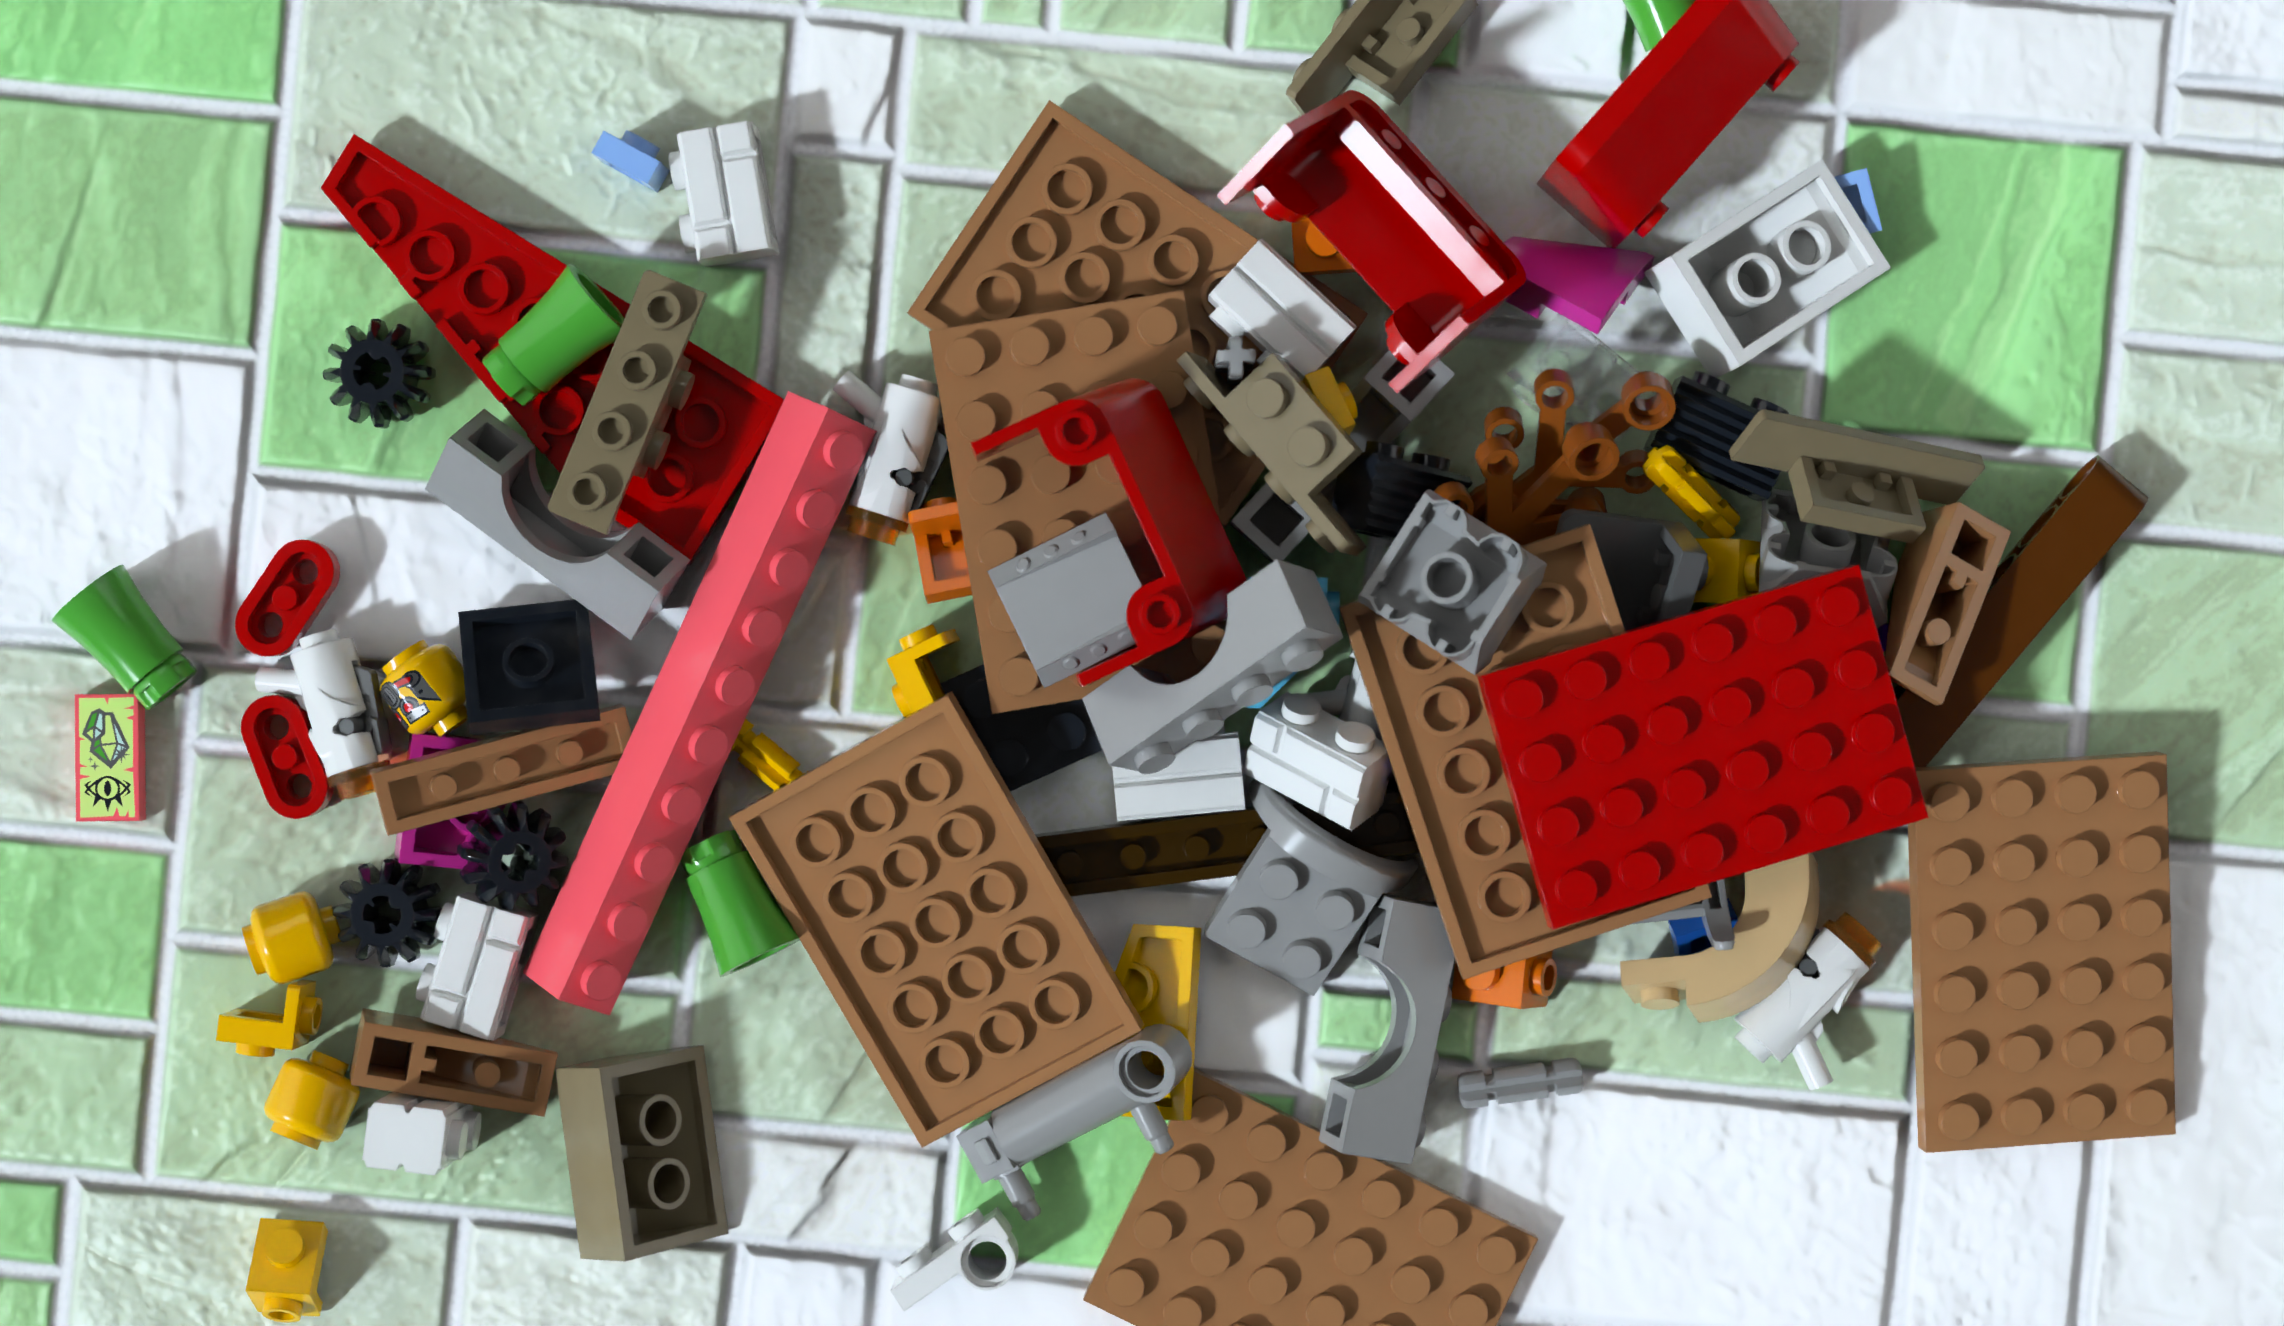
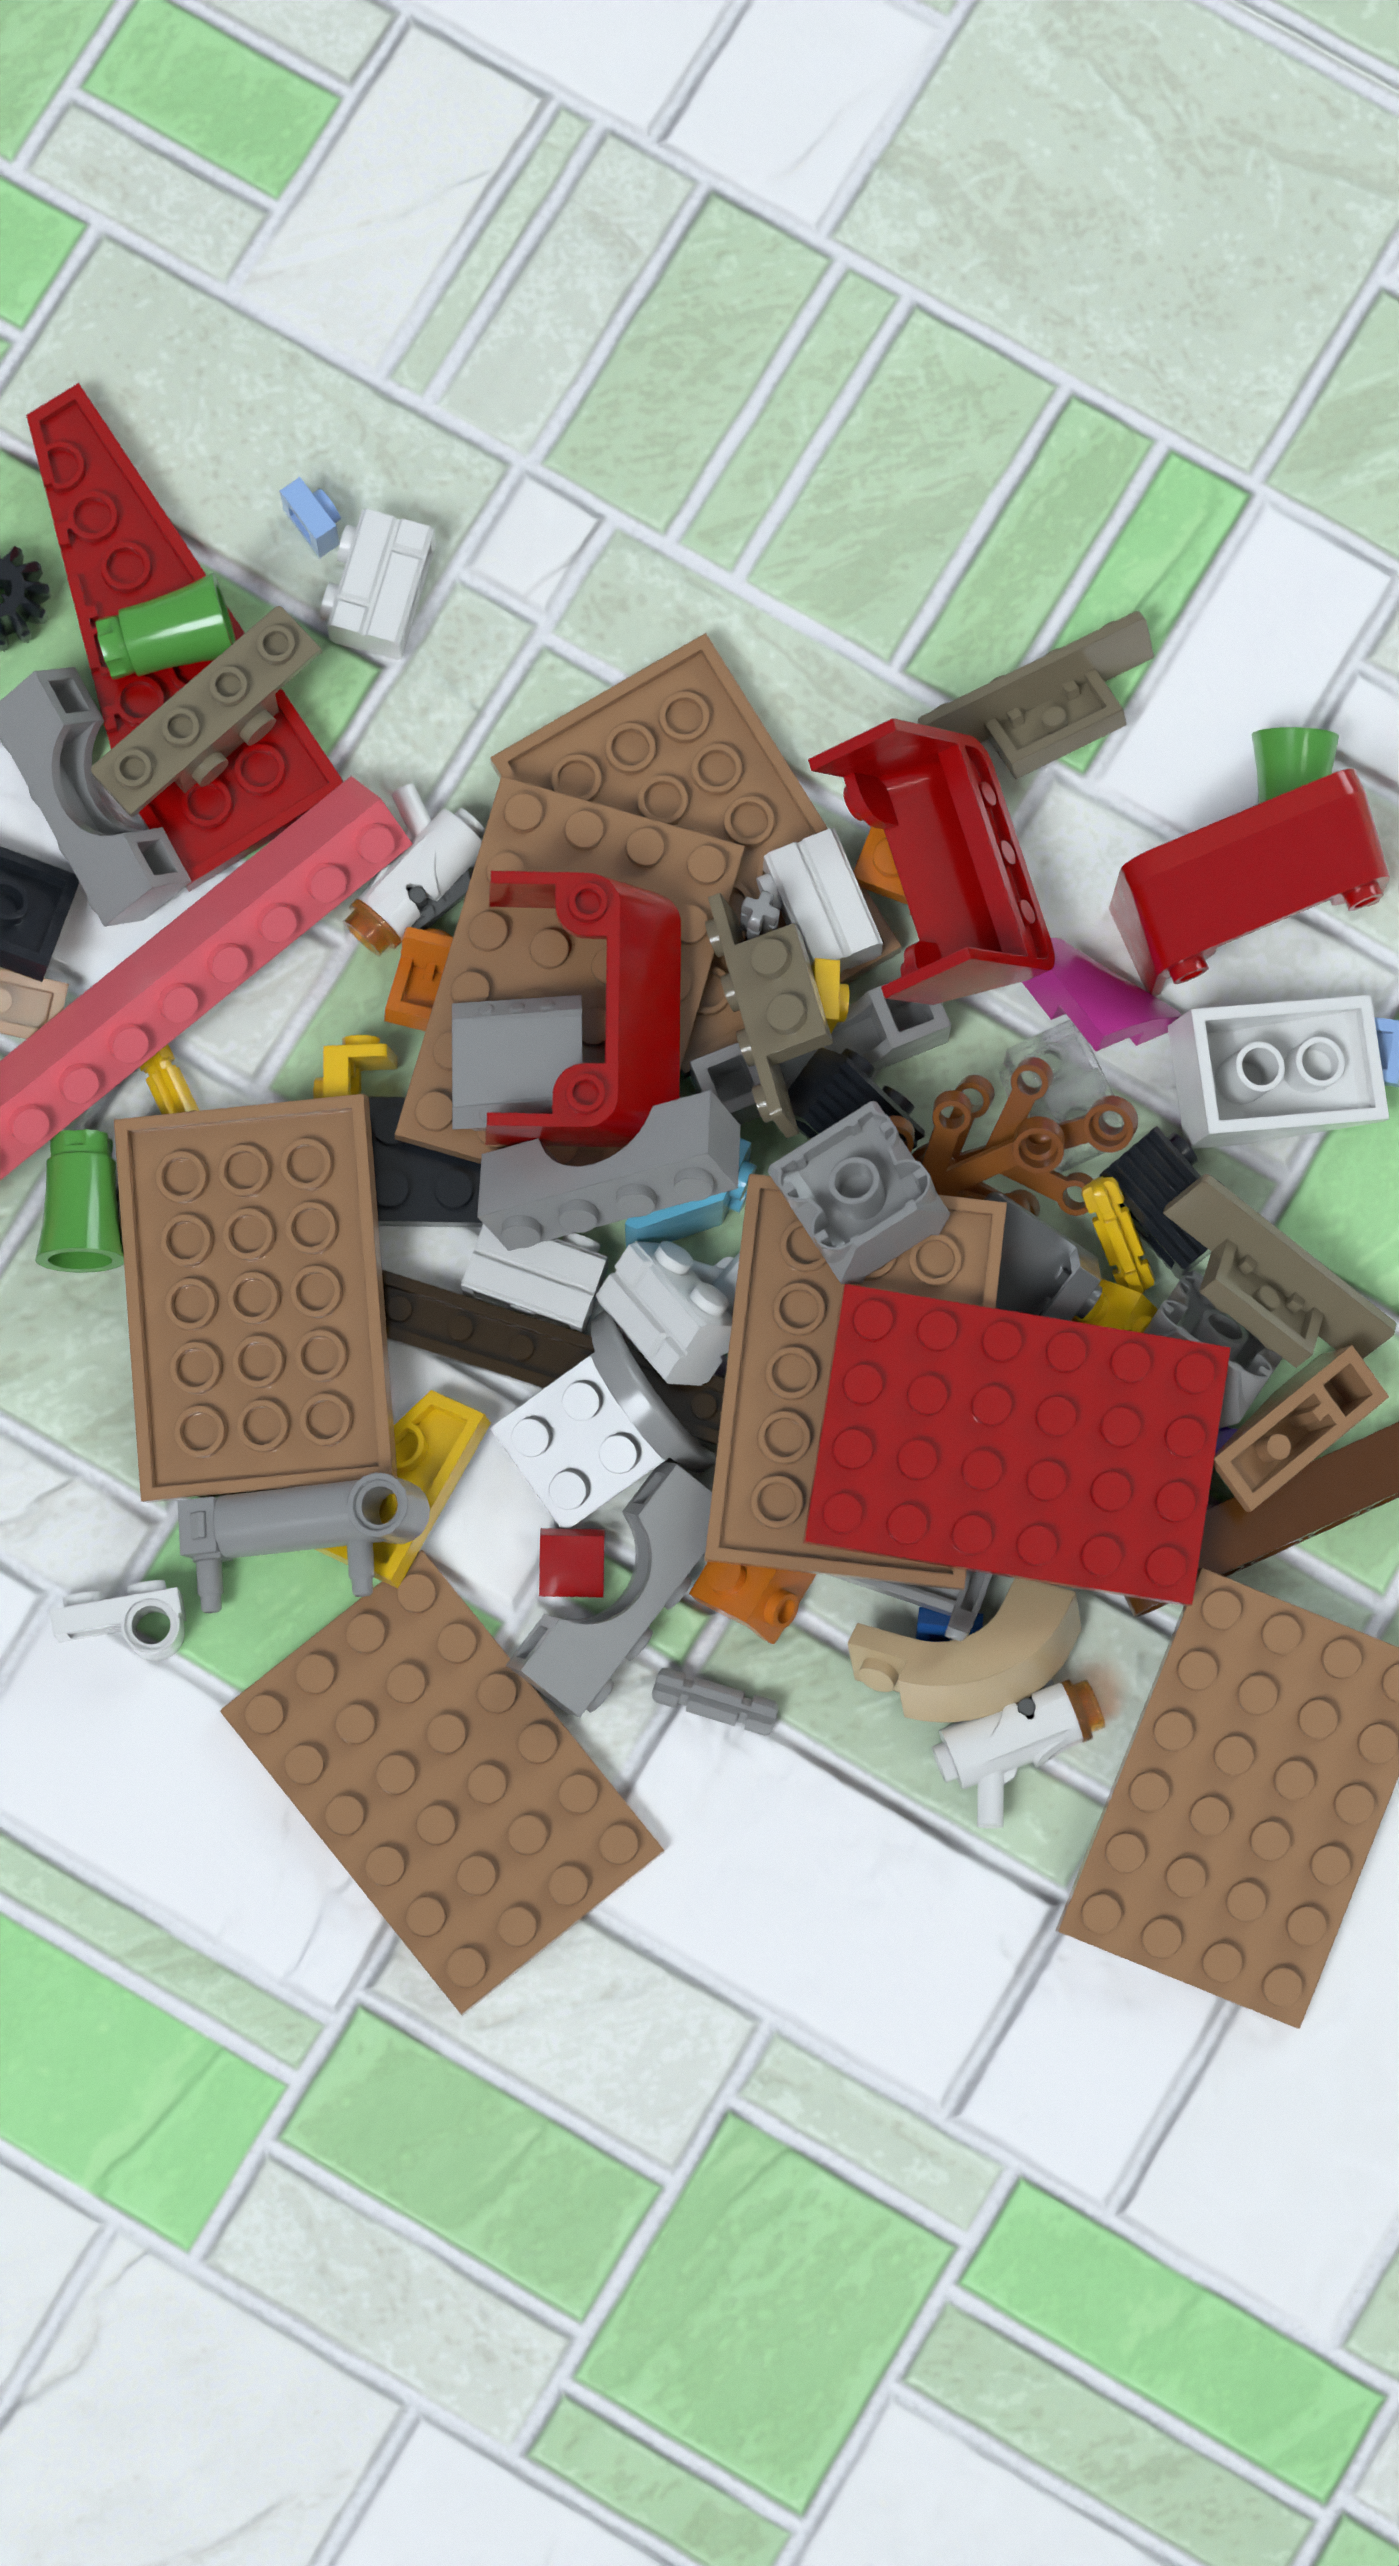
camera: 25 degrees right, 10 degrees down
(1334, 1020) = (571, 1562): none -> red tile

